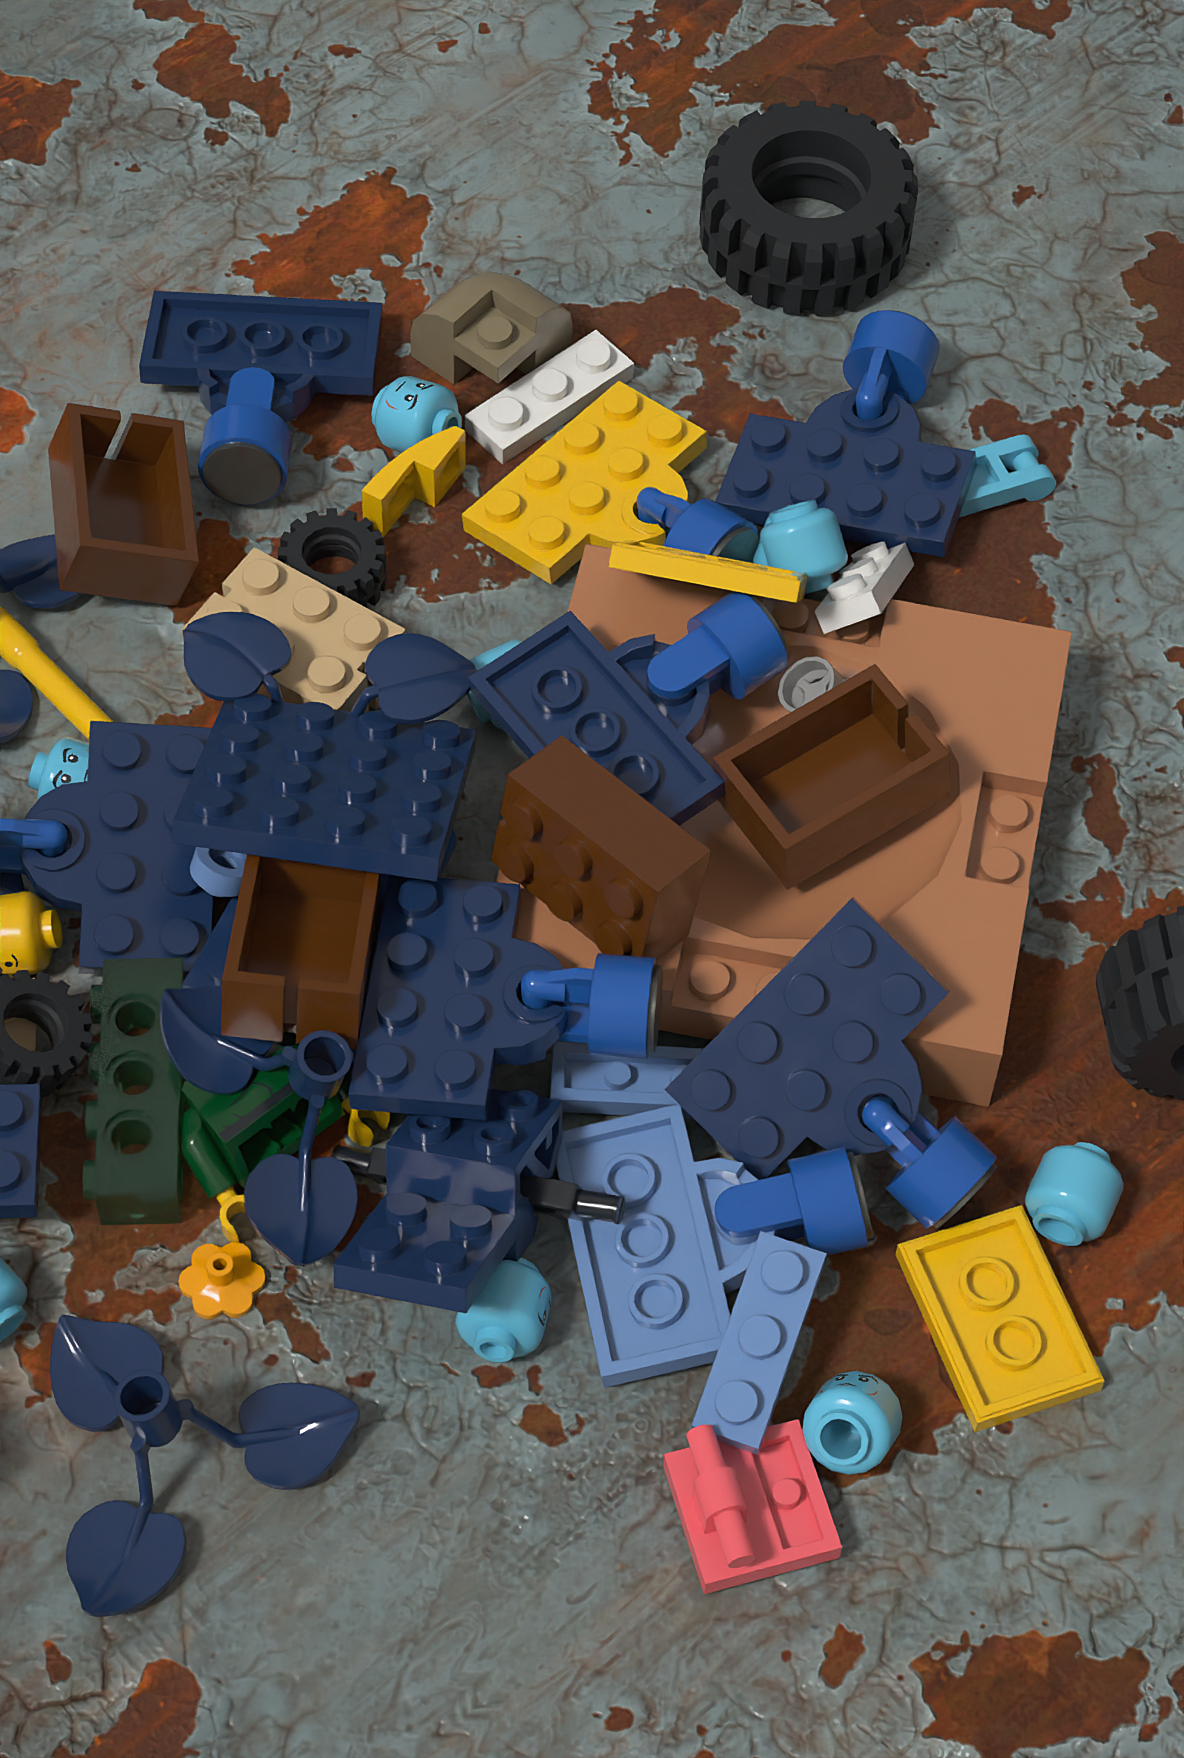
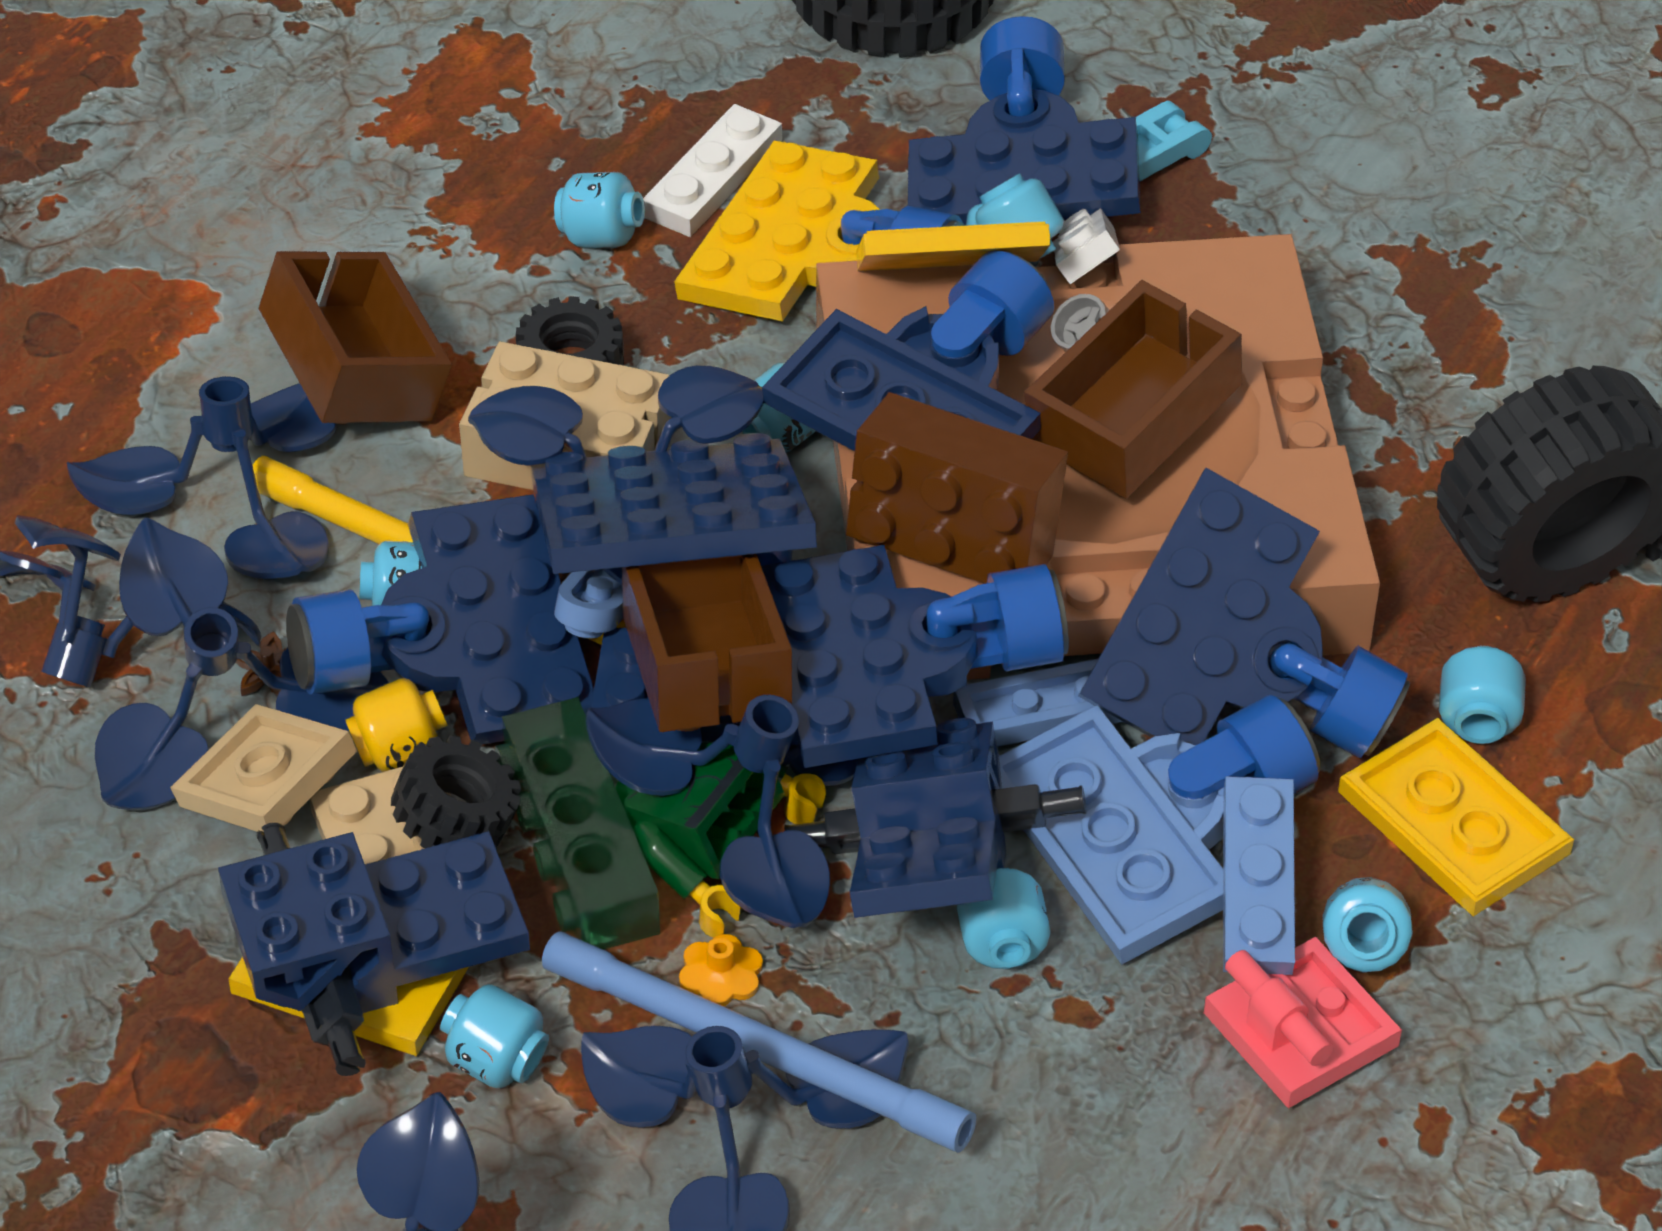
camera: 15 degrees left, 10 degrees down
(255, 371) = (433, 205): dark blue plate -> none
(327, 1498) = (911, 1108): none -> medium blue piece
(420, 473) = (620, 256): yellow slope -> none
(490, 326) = (640, 114): dark tan brick -> none

